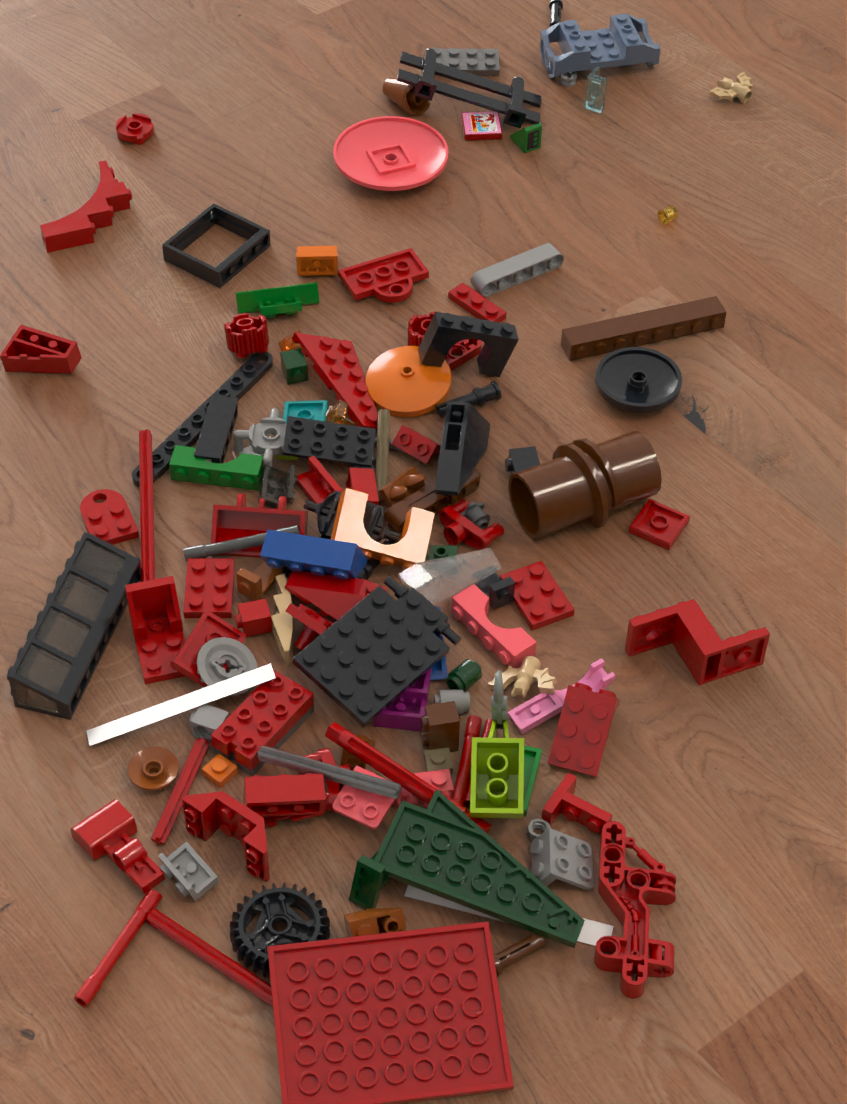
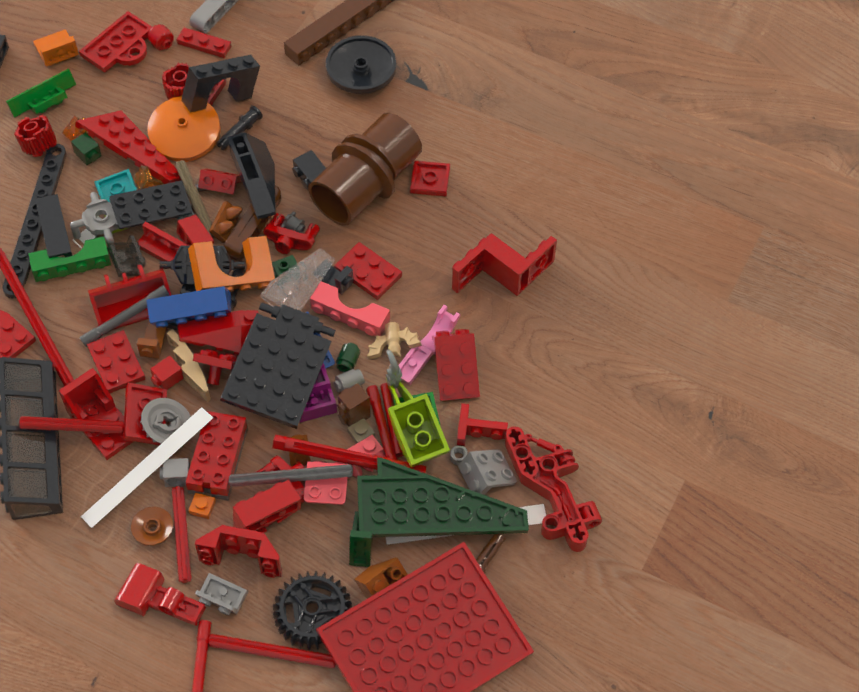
camera: 25 degrees left, 10 degrees up
(123, 628) = (71, 424): none -> red axle
(432, 283) = (160, 37): none -> red head

